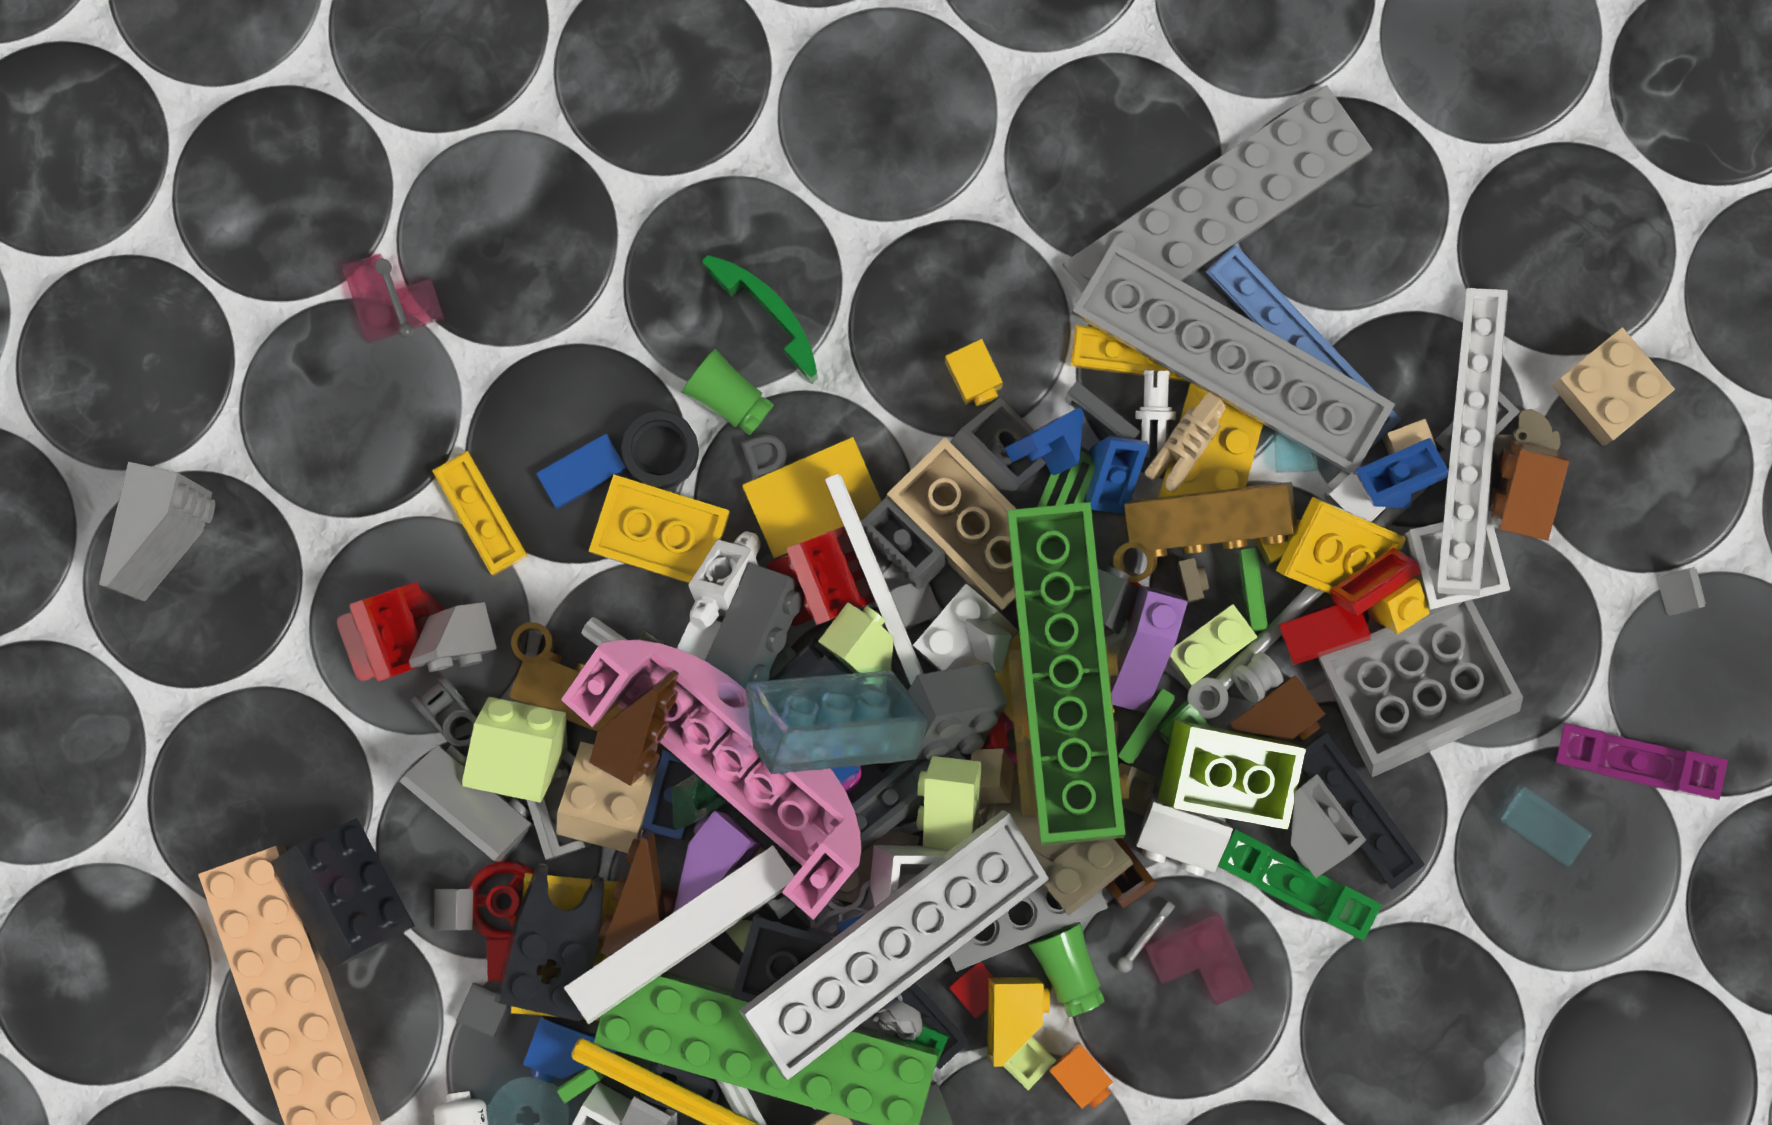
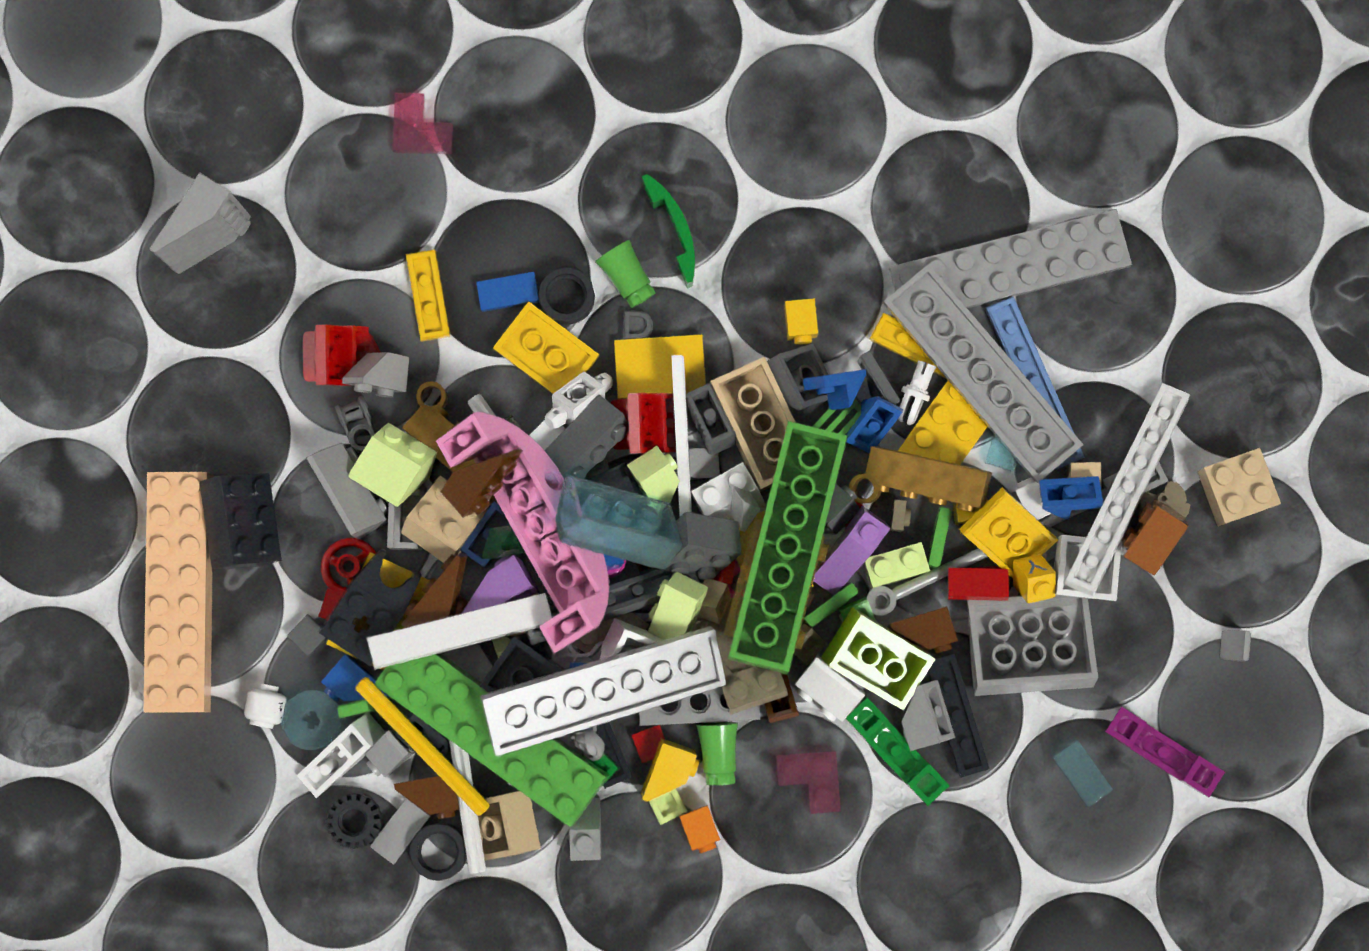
camera: 15 degrees right, 0 degrees up
(384, 268) = (422, 104): dark grey hinge -> none
(453, 909) = (312, 559): light grey slope -> none
(1125, 964) = (759, 762): light grey hinge -> none
(1188, 441) = (930, 419): tan hinge -> none
(1257, 677) = (920, 598): light grey wheel -> none
(1375, 581) = (1025, 561): red tile -> none

